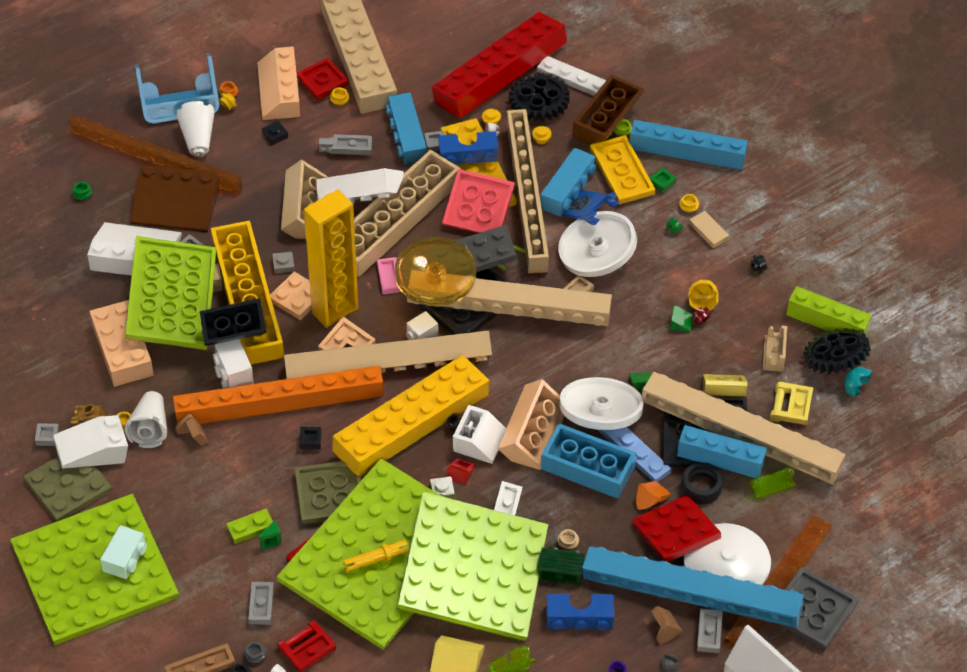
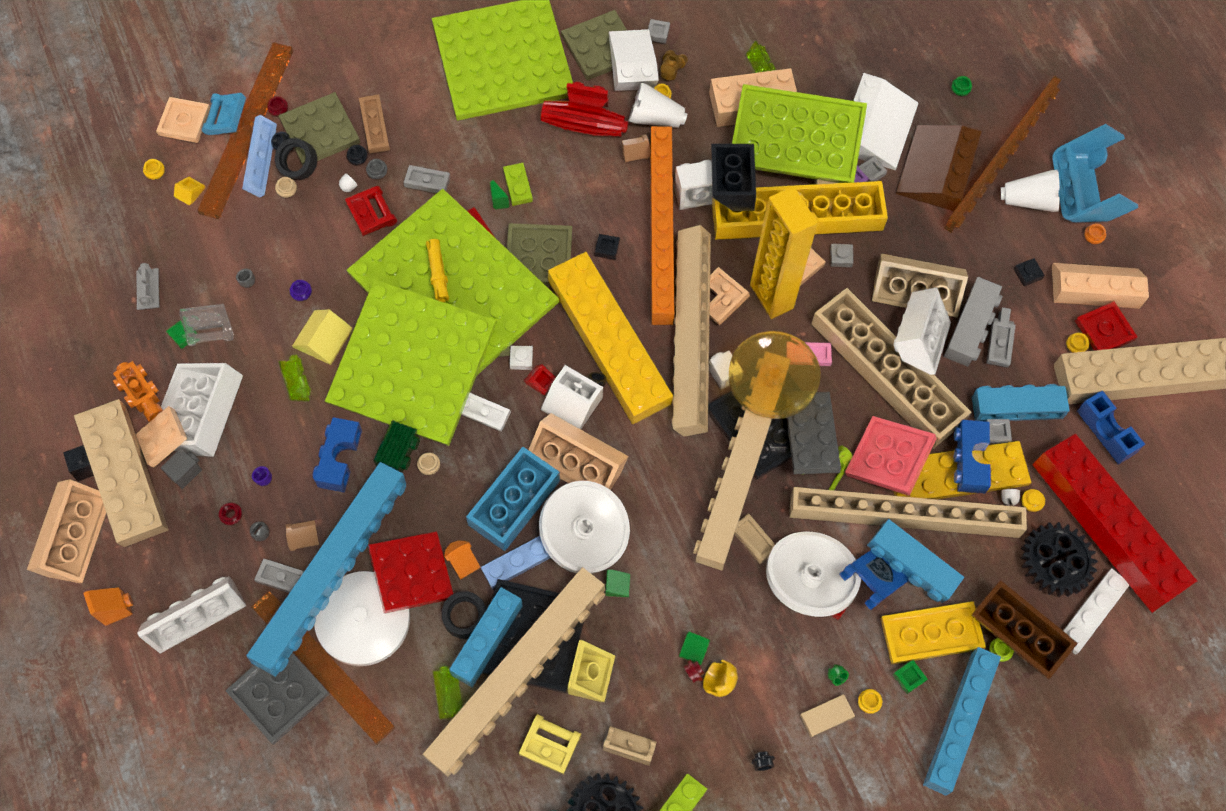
camera: 100 degrees right, 15 degrees up
(76, 345) = (759, 58): none -> clear neon green hinge
(123, 552) = (501, 69): light aqua brick -> none
(161, 476) = (584, 112): none -> red plate
(227, 101) = (1077, 229): yellow plate -> none
(334, 161) = (973, 321): none -> light grey brick
(429, 62) = (1099, 416): none -> blue arch
(541, 134) = (1000, 552): yellow plate -> none

